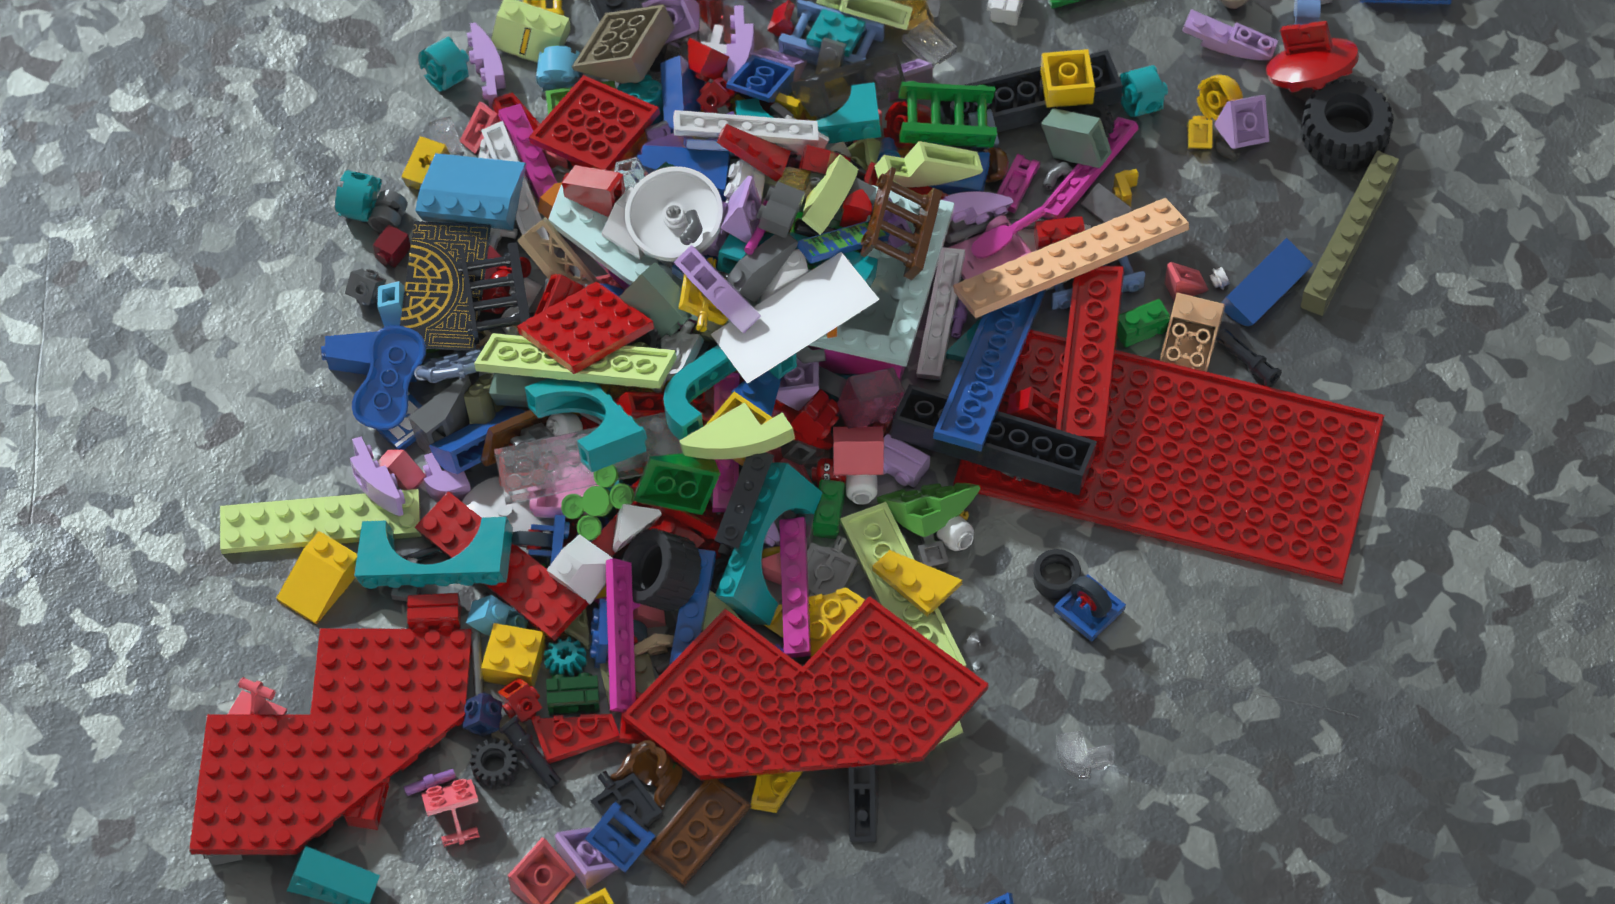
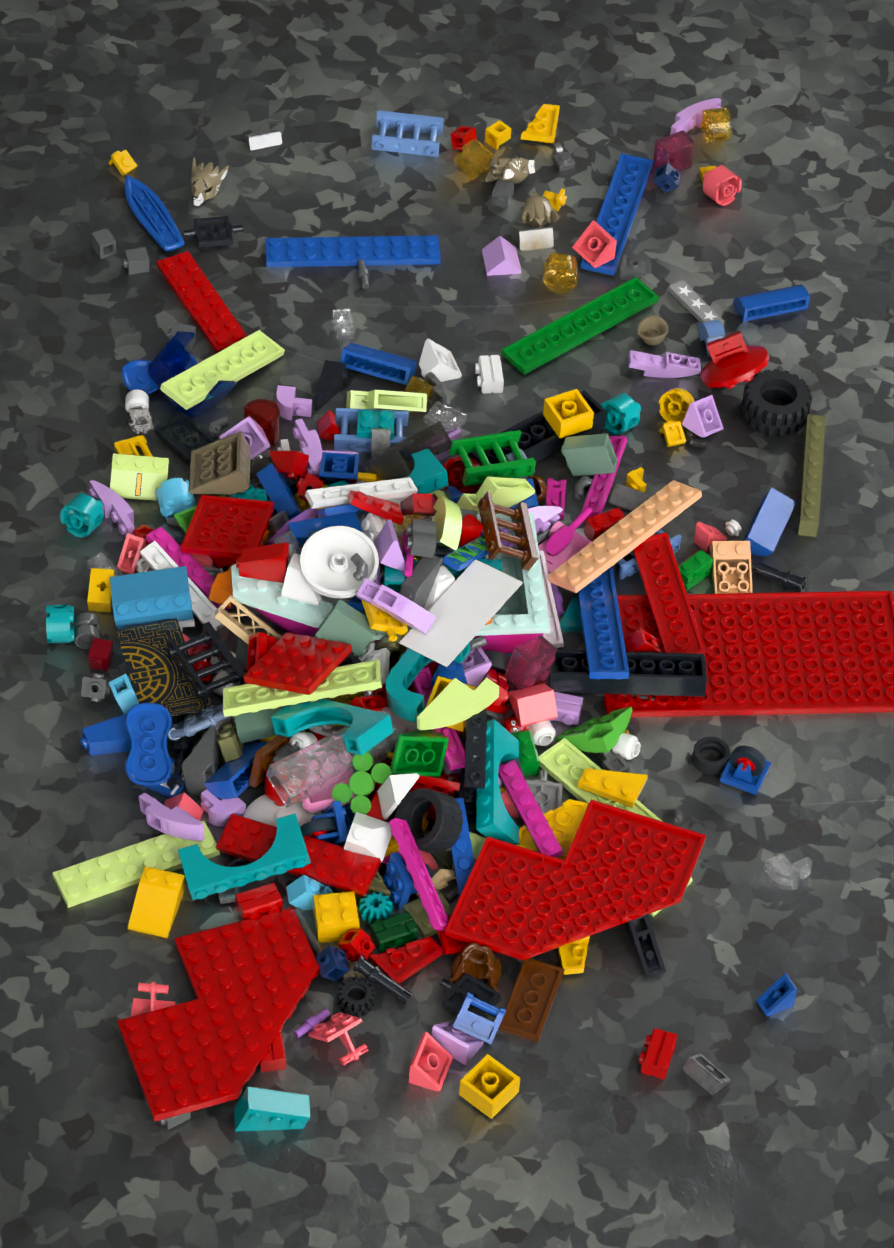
camera: 25 degrees left, 10 degrees down
(430, 391) = (182, 748): none -> black piece

